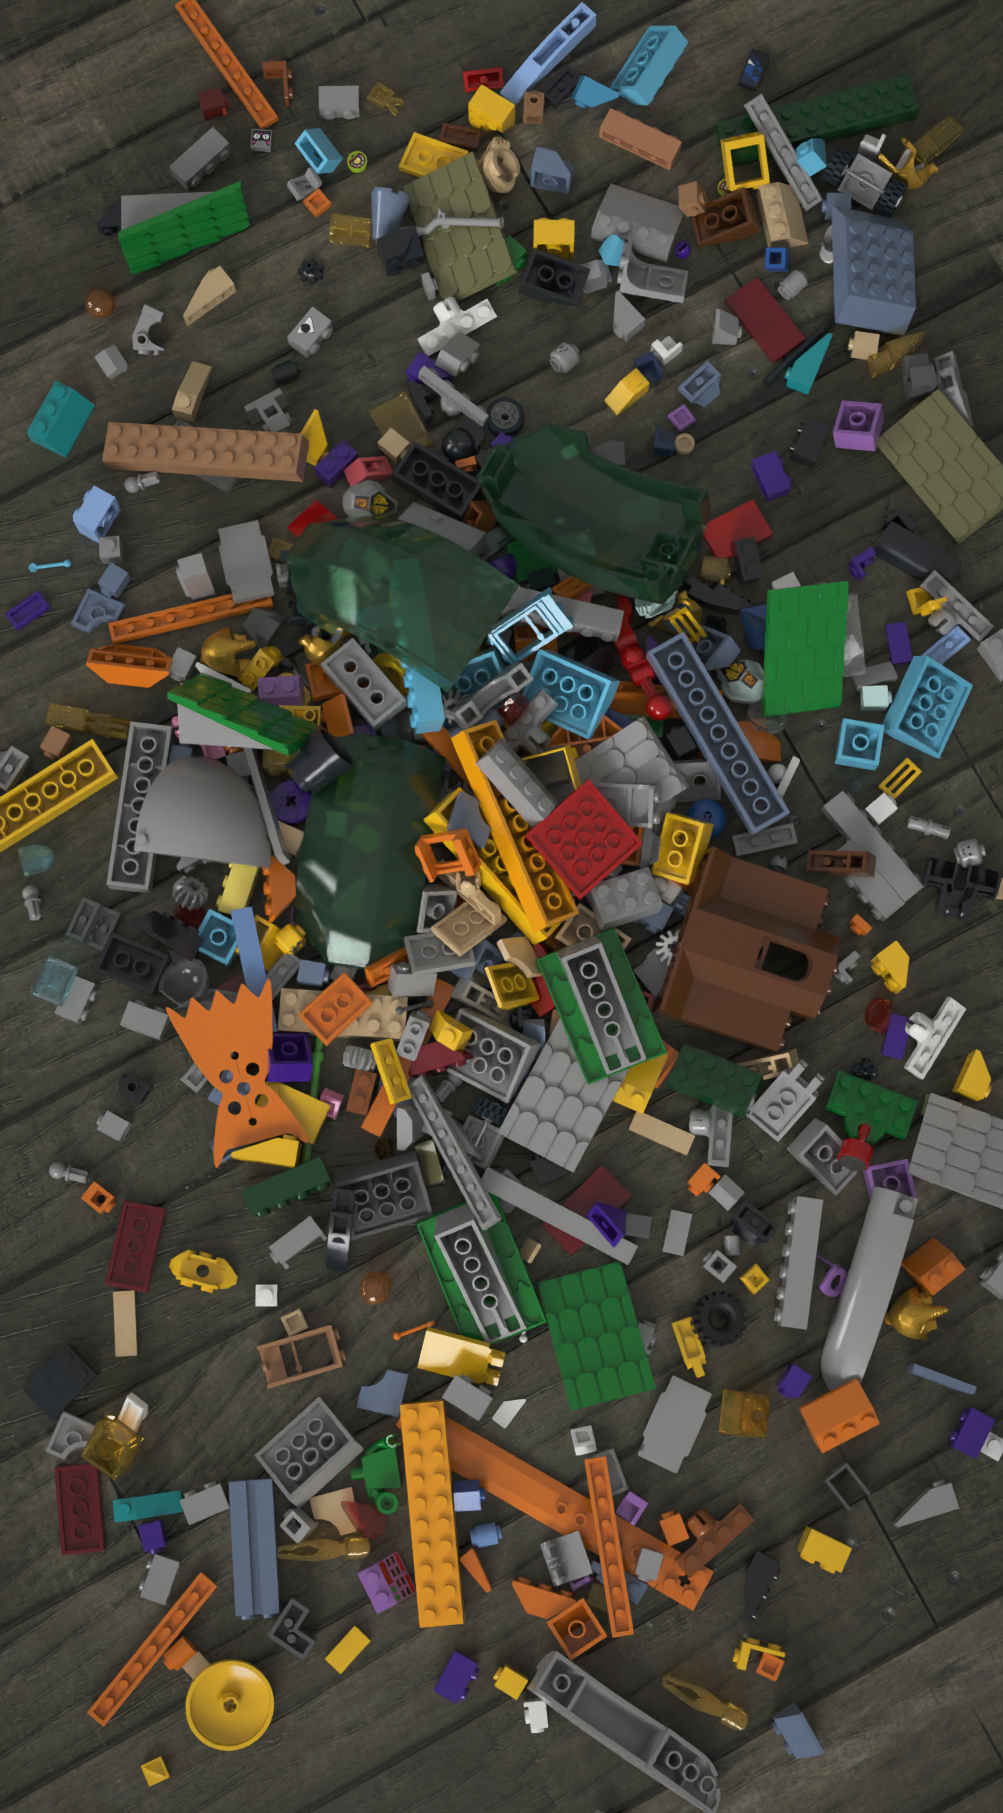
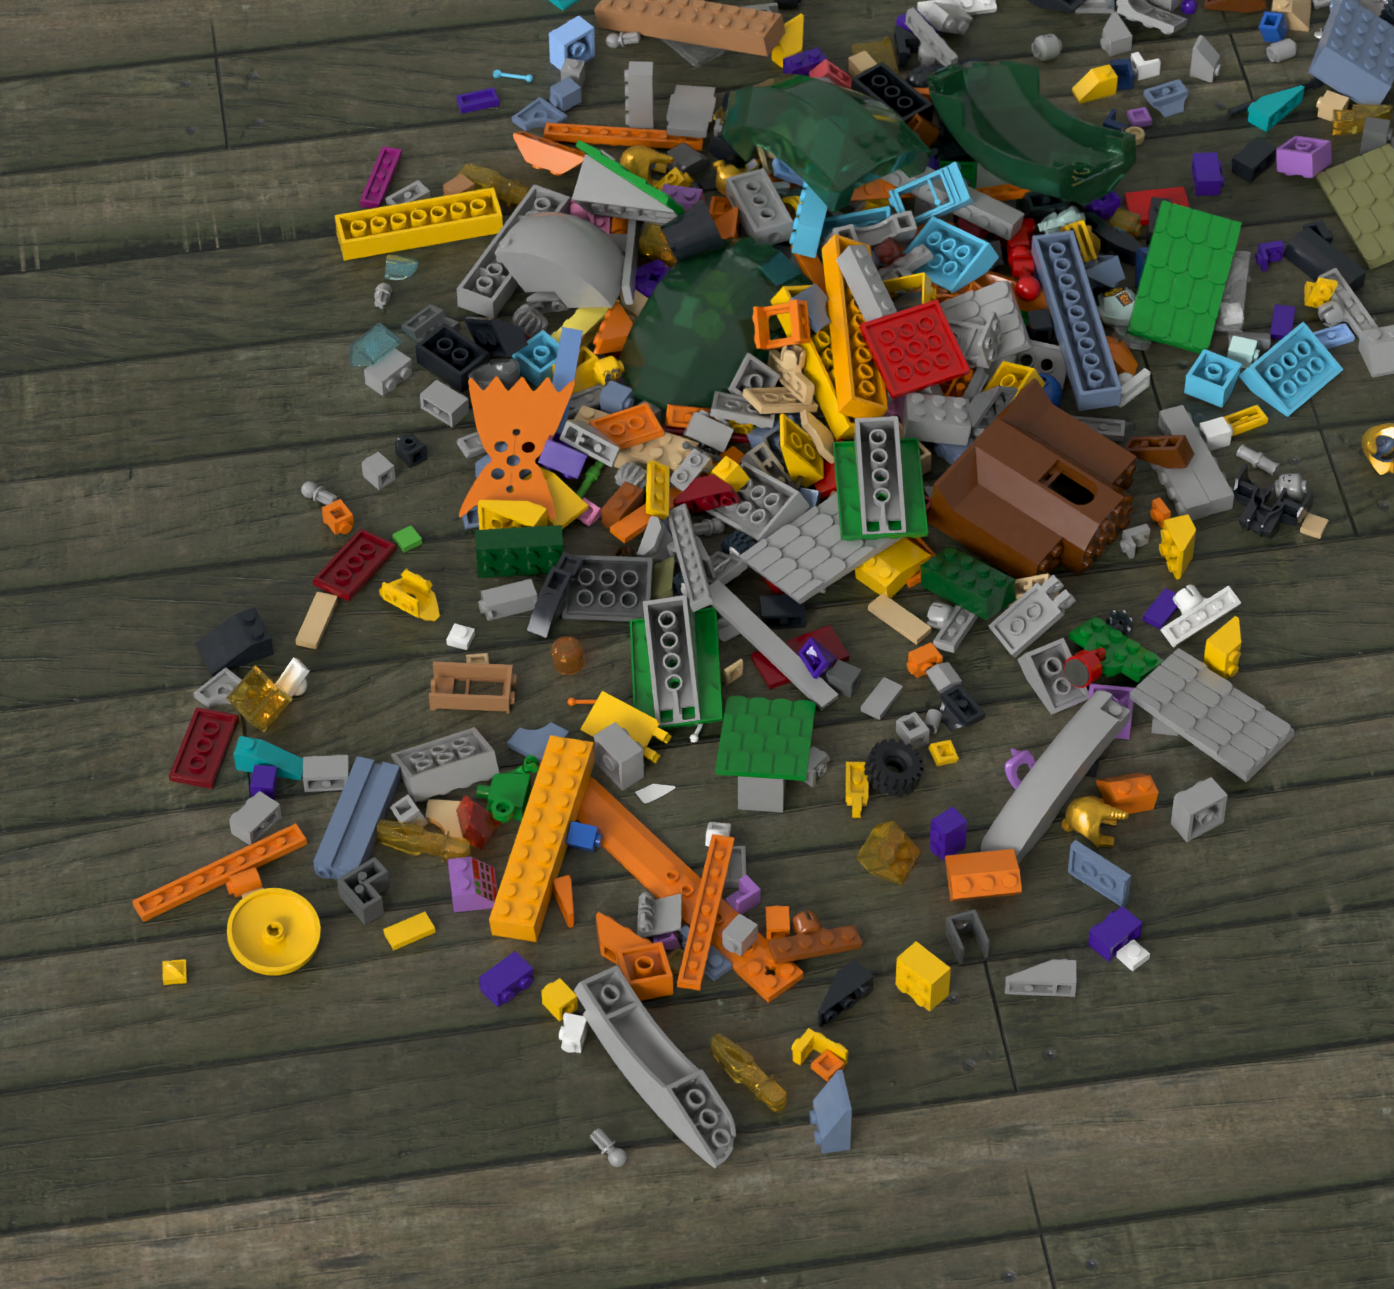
camera: 20 degrees right, 30 degrees down
(172, 1196) = (407, 539): none -> bright green tile
(308, 1043) = (590, 441): none -> light grey slope
(485, 1535) = (587, 875): medium blue brick -> none
(674, 1424) = (814, 842): light grey piece -> none
(676, 883) = (989, 404): none -> dark grey slope
(765, 320) = (1246, 70): dark red tile -> none
(799, 1262) = (992, 744): light grey brick -> none
(879, 1014) = (1153, 585): clear red piece -> none

